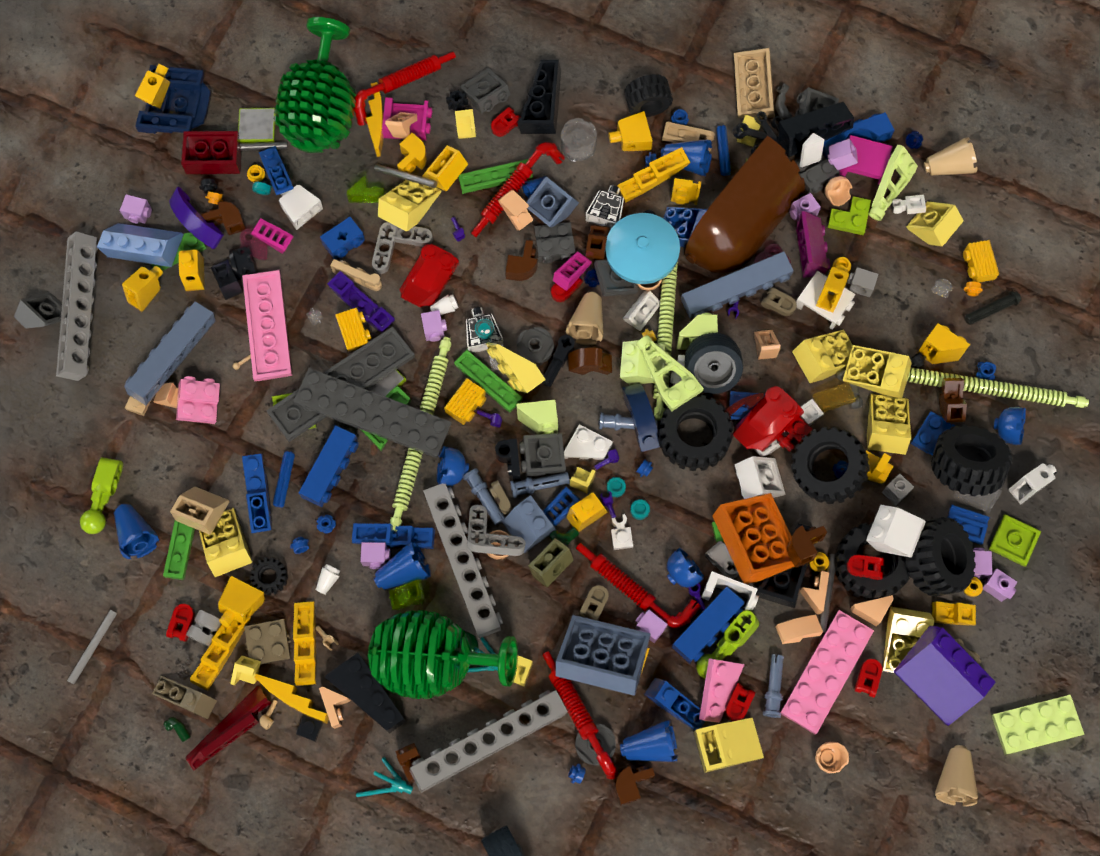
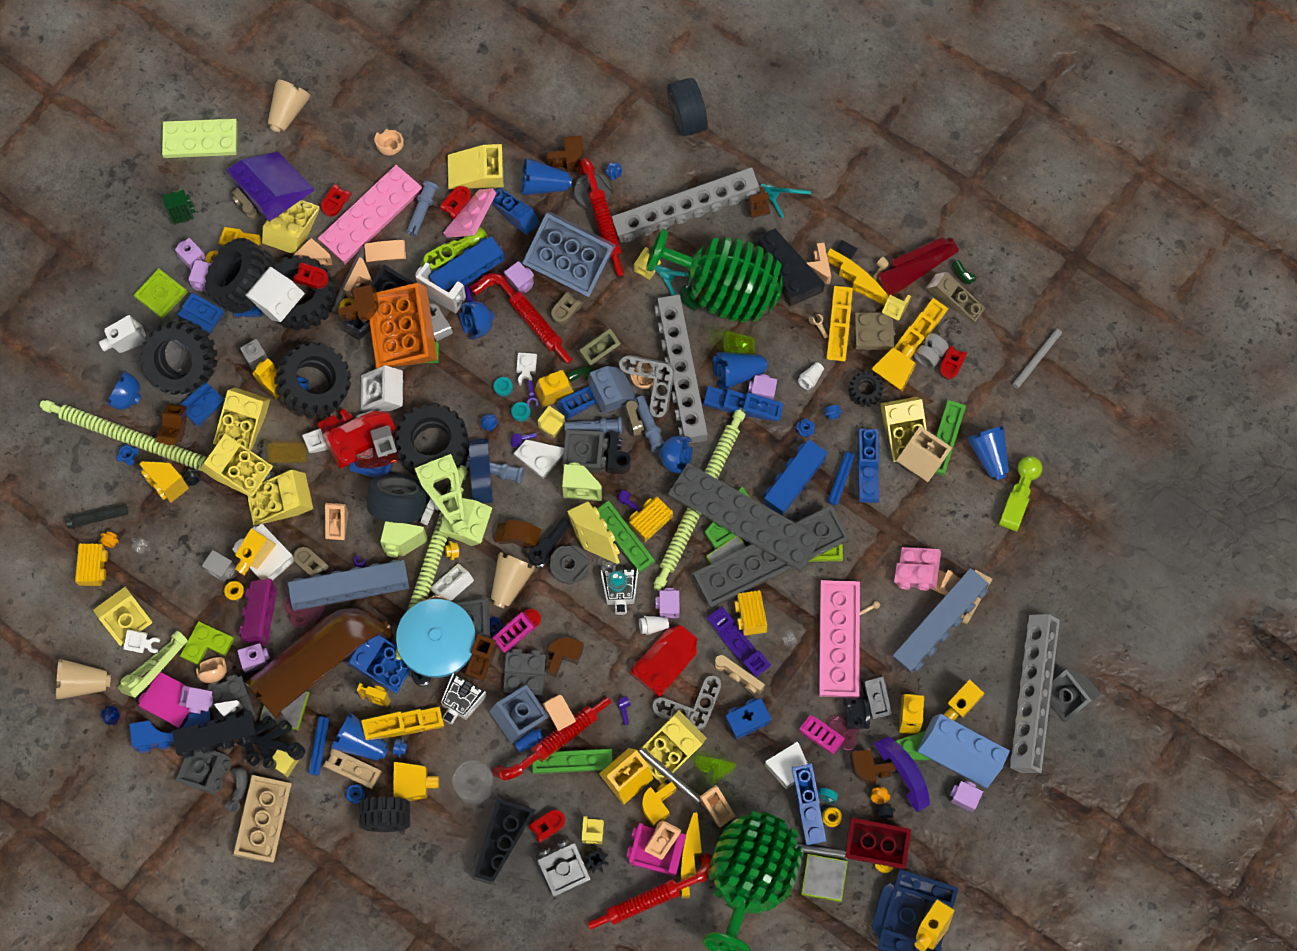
camera: 170 degrees left, 0 degrees up
(360, 160) = (717, 806): none -> light nougat slope
(741, 412) = (383, 441): none -> light grey brick
(1031, 630) = (179, 206): none -> dark green brick

